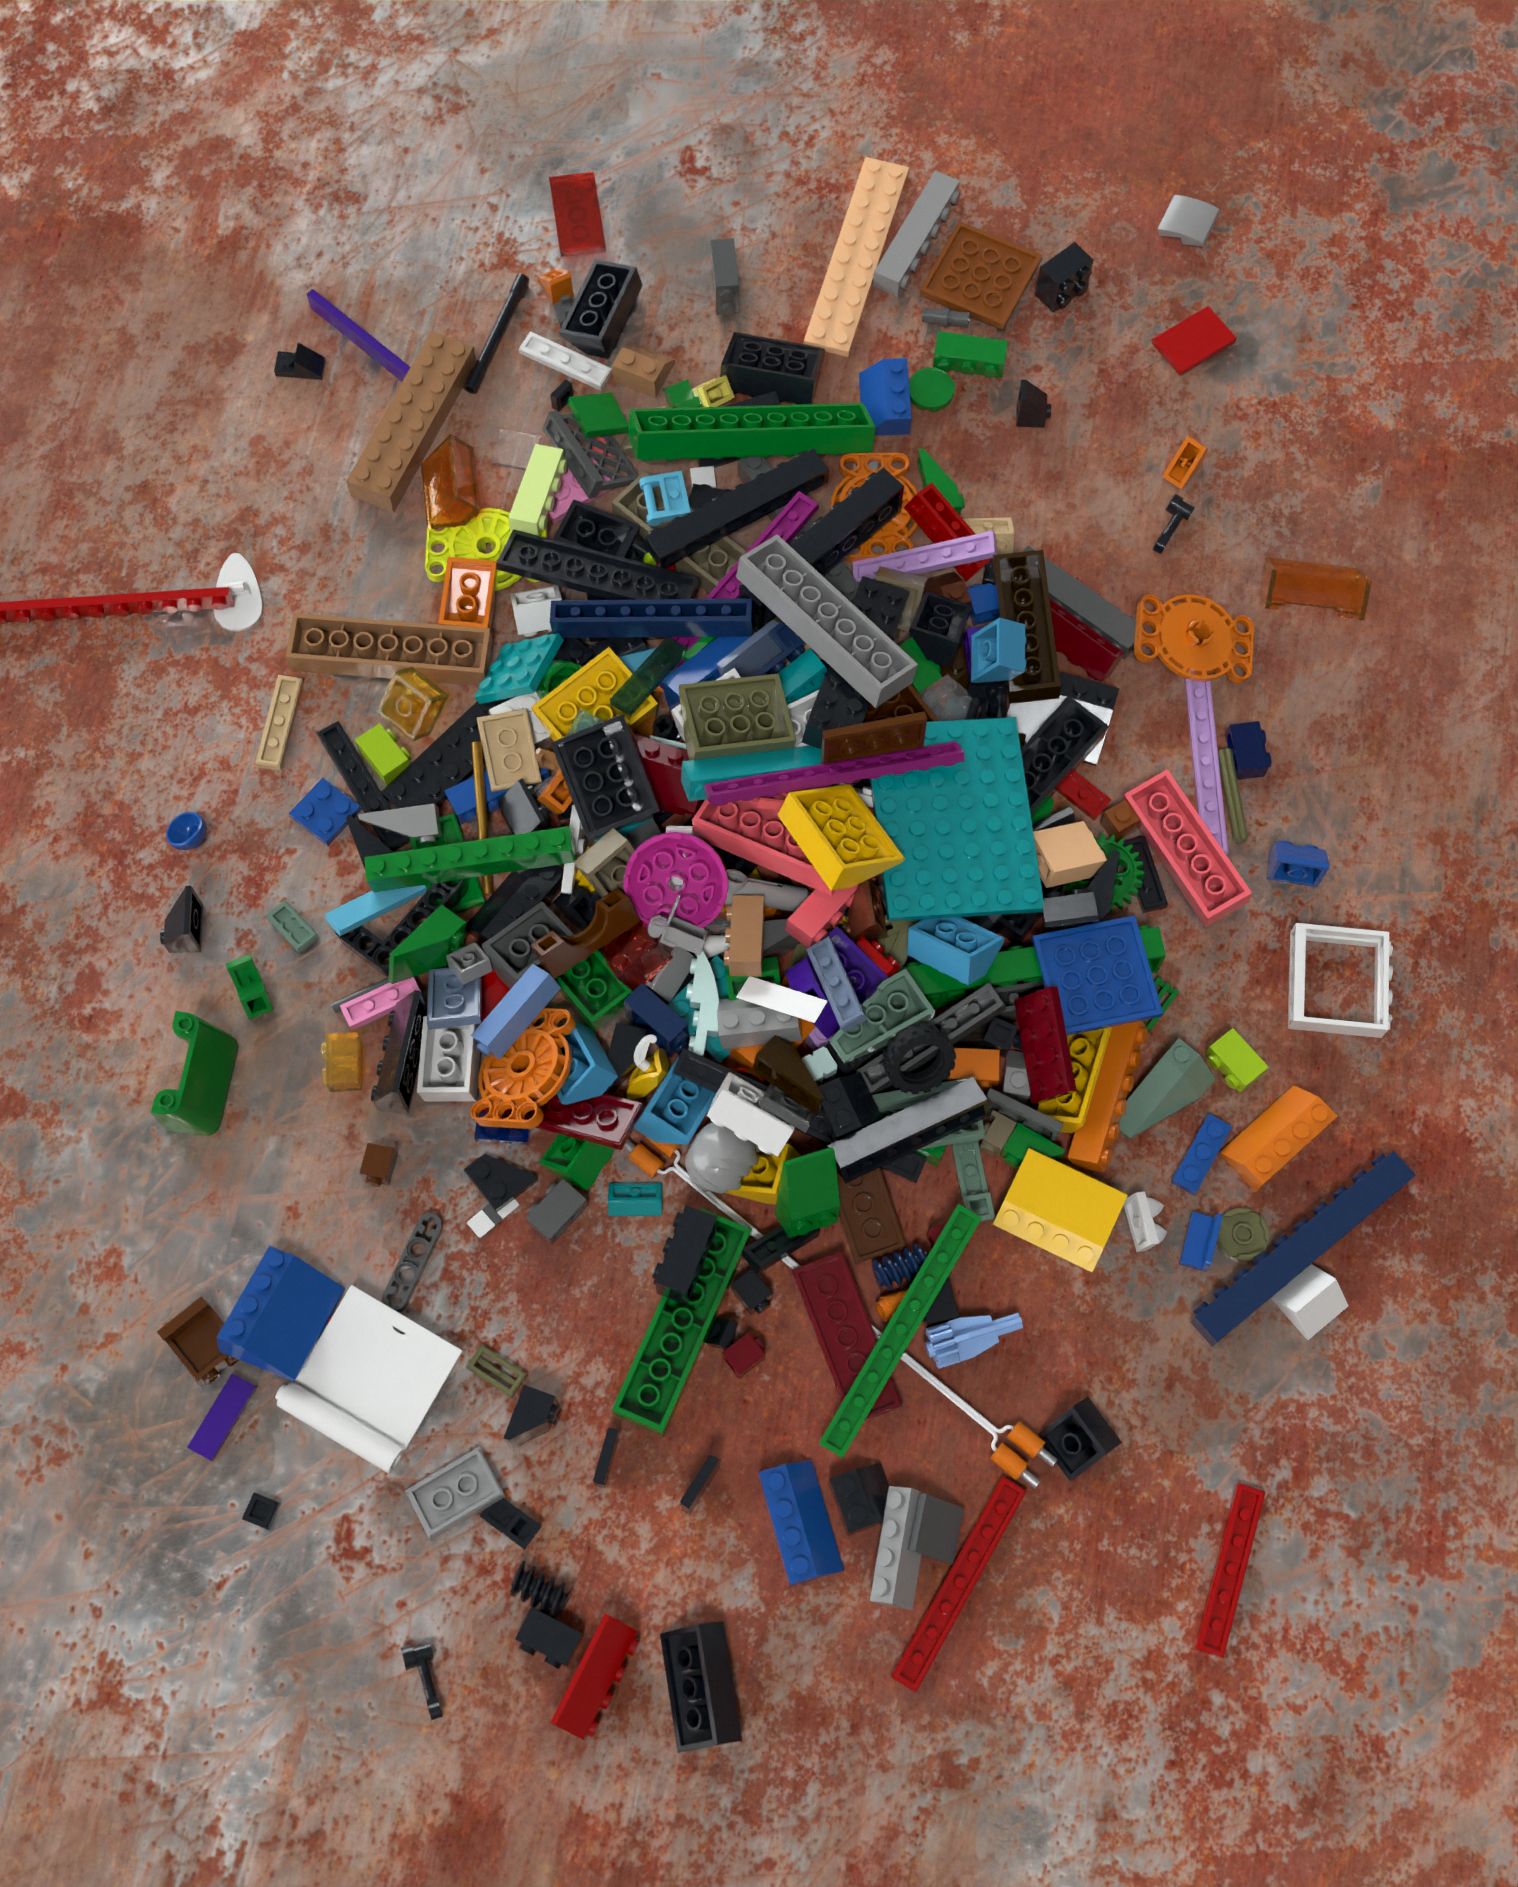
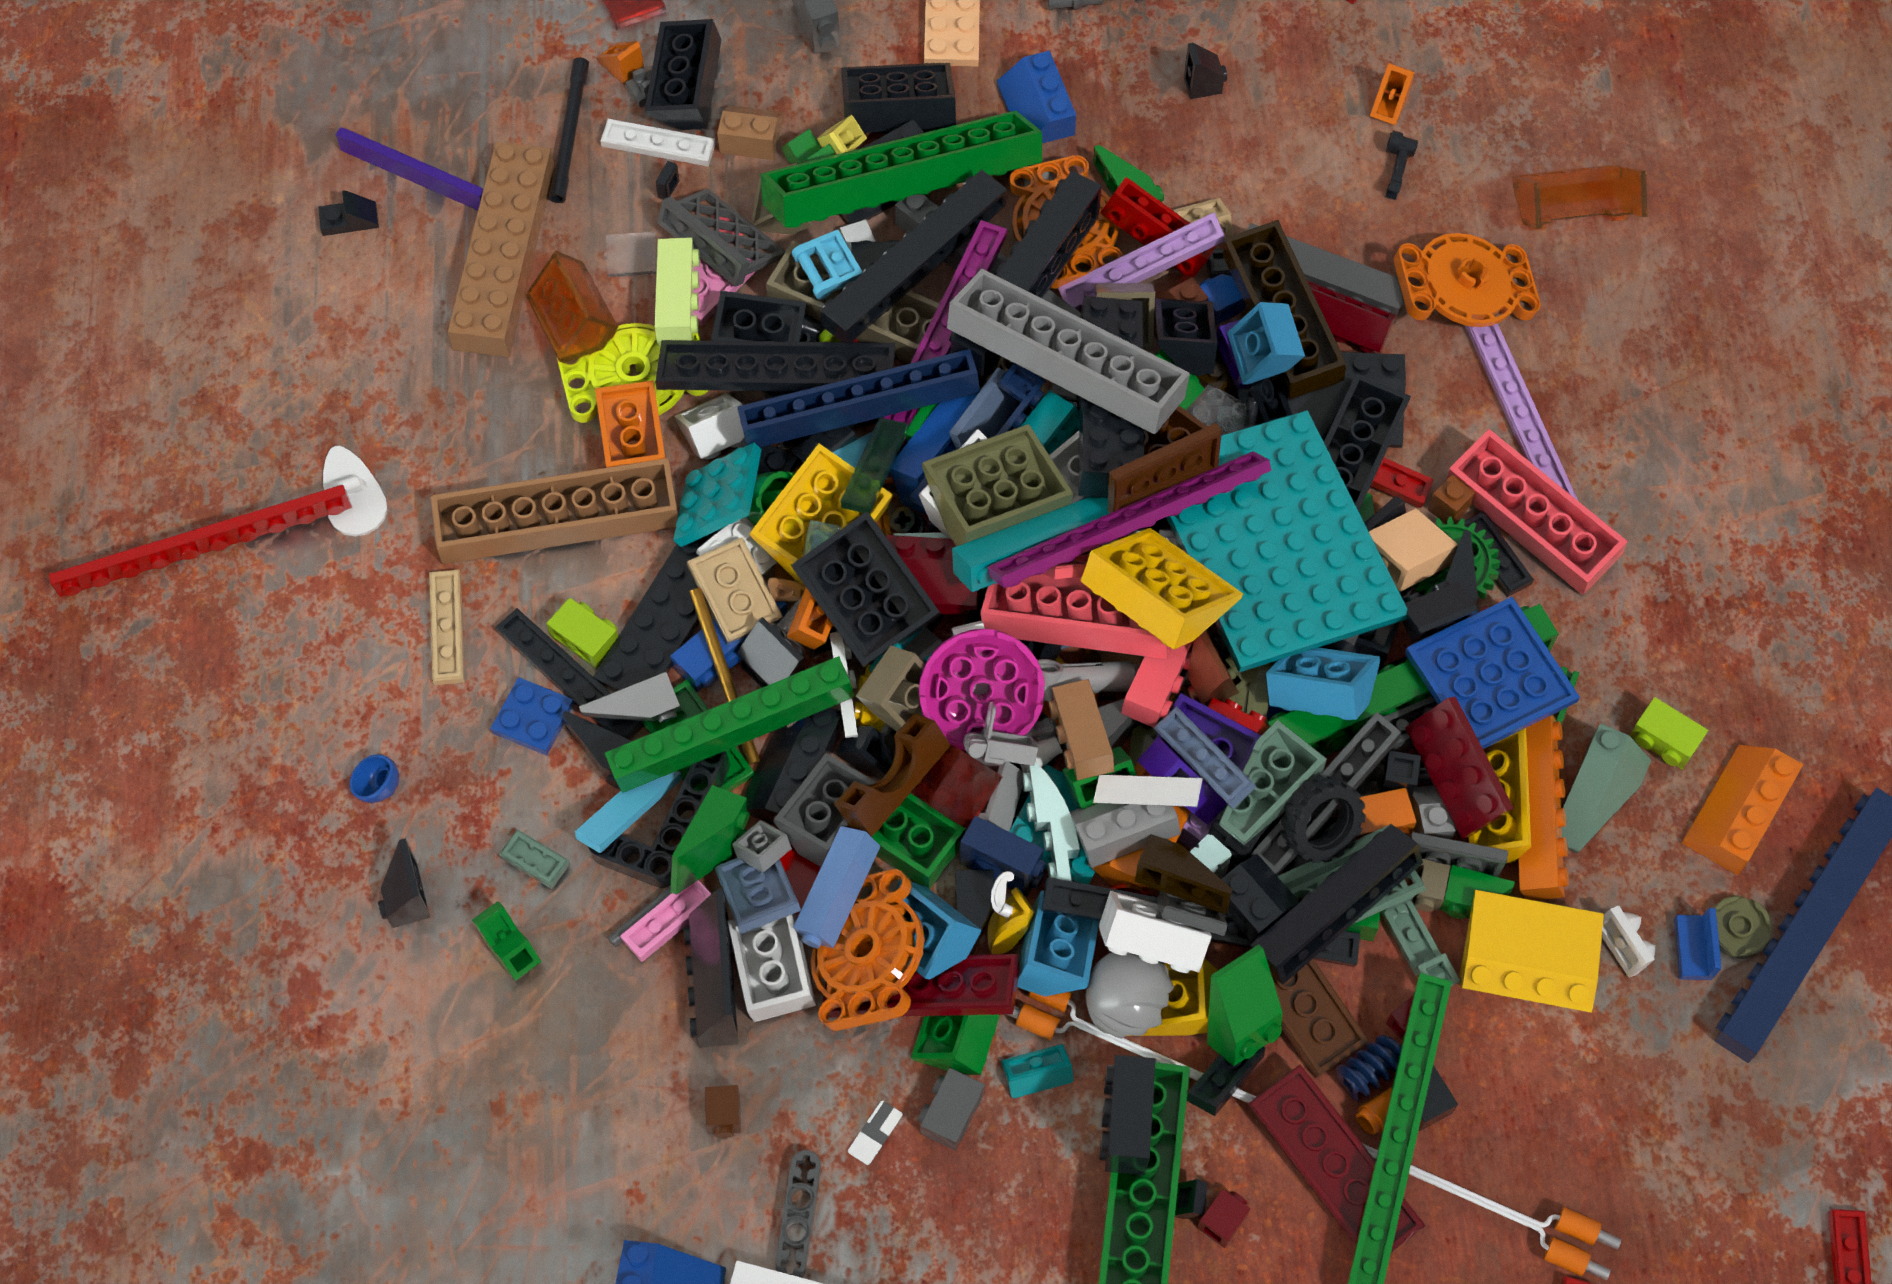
camera: 15 degrees left, 5 degrees down
(204, 1082) = (487, 1096): green windscreen -> none
(343, 1062) = (645, 1000): clear yellow brick -> none
(412, 703) = (602, 565): clear yellow brick -> none
(498, 1180) = (870, 1091): black wing -> none
(501, 1134) = (858, 1036): clear blue plate -> none
(598, 414) = (716, 192): green tile -> none
(752, 1292) = (1210, 1142): black brick -> none
(931, 389) = (1085, 79): green tile -> none
(967, 1337) = (1473, 1126): light blue piece -> none
(970, 354) = (1115, 32): green brick -> none
(1079, 1438) = (1638, 1208): black slope -> none
(1201, 1154) = (1664, 848): blue plate -> none
(1232, 795) = (1564, 443): olive axle -> none
(1248, 749) = (1564, 389): clear blue brick -> none
(1297, 864) = (1662, 499): blue slope -> none
(1311, 1300) = (1841, 980): white slope -> none
(1383, 974) = (1705, 630): white window -> none

